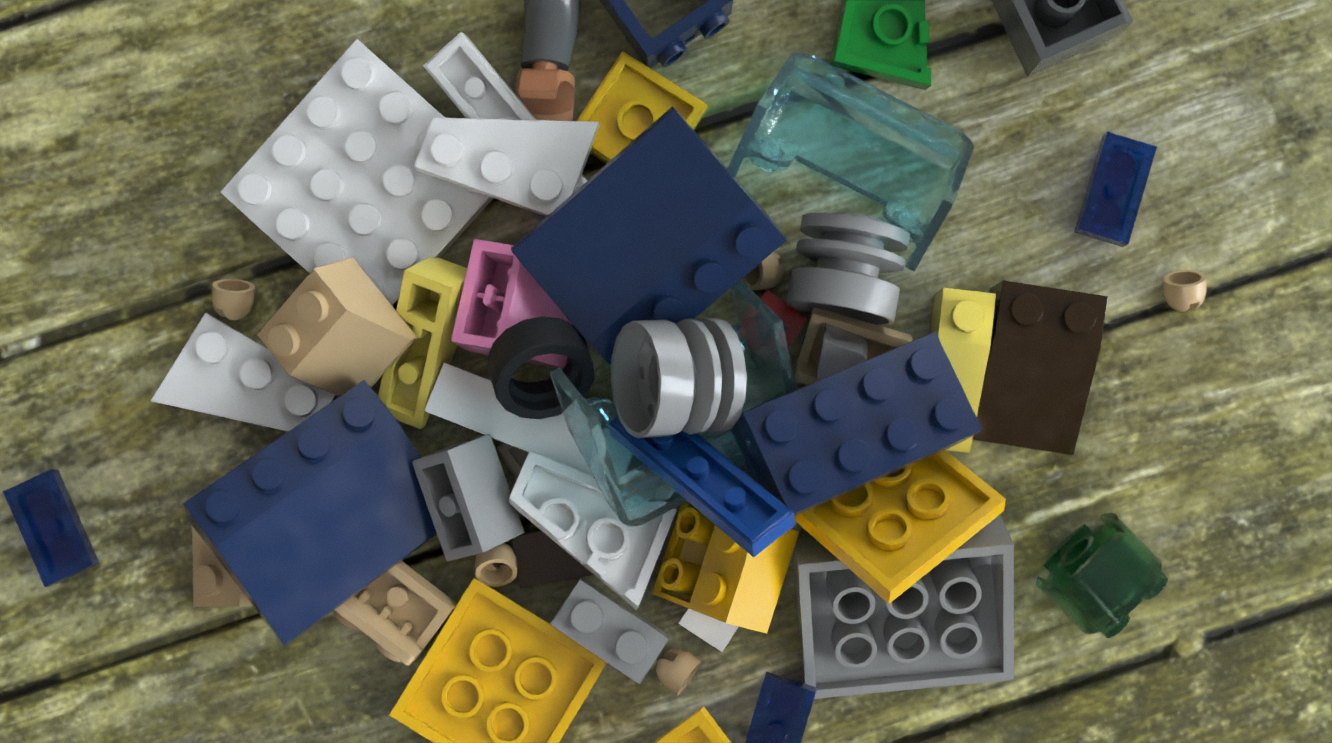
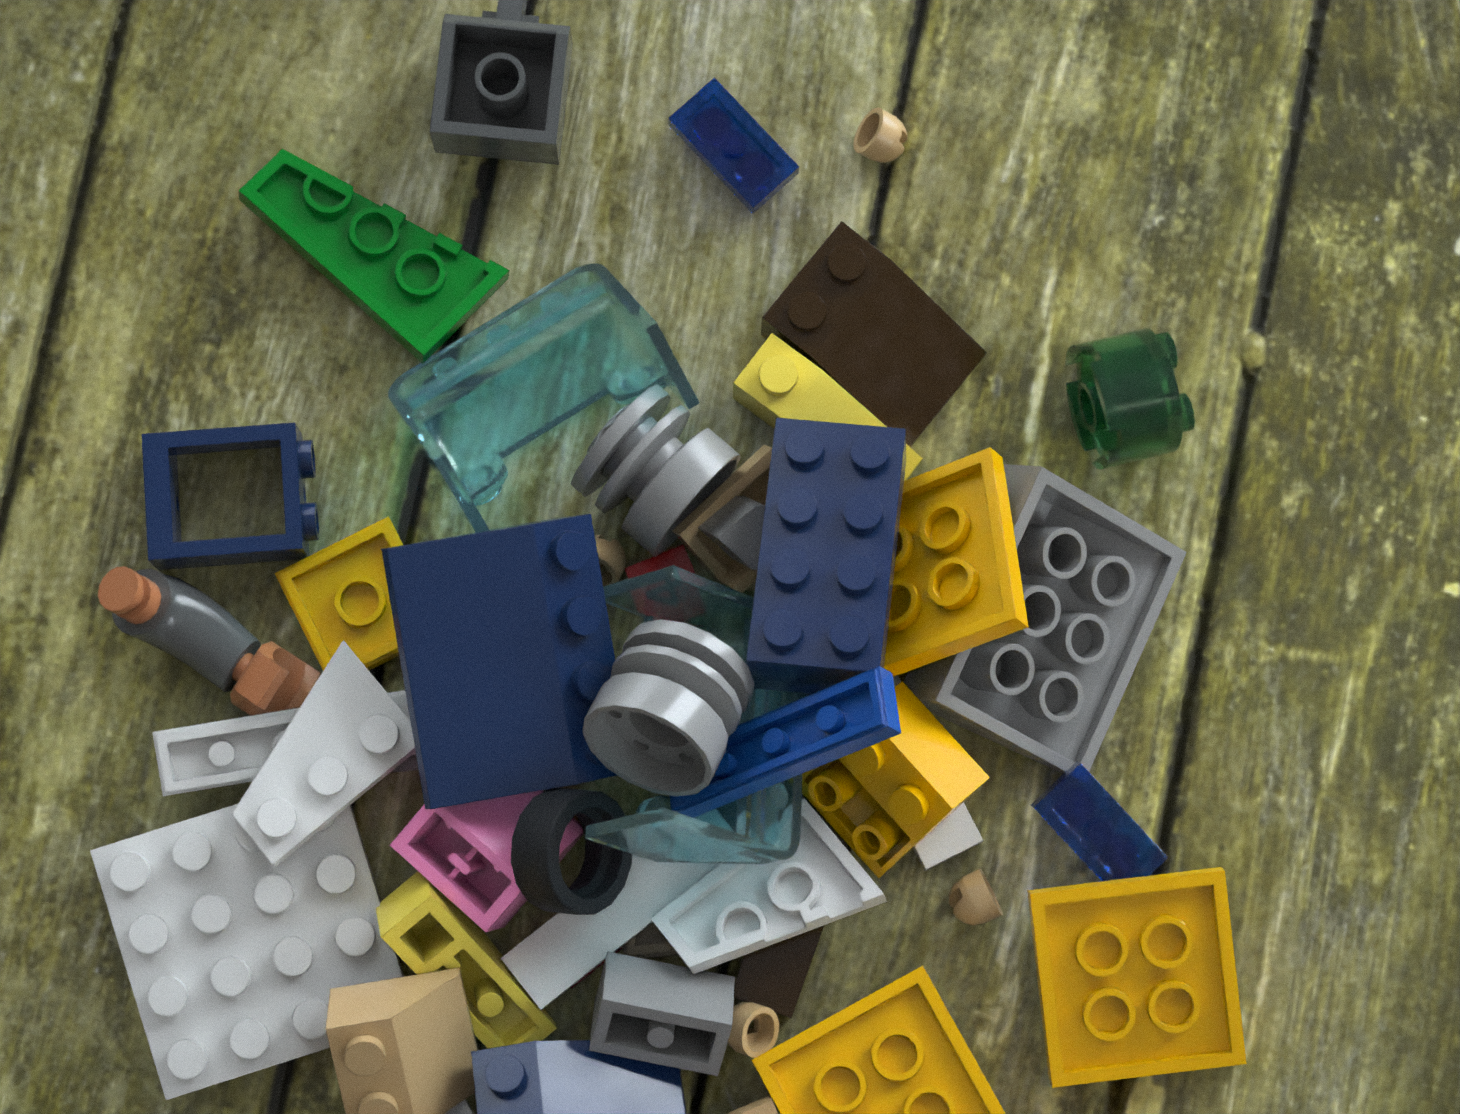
camera: 60 degrees left, 5 degrees down
(610, 630) = (891, 943): light grey brick -> none

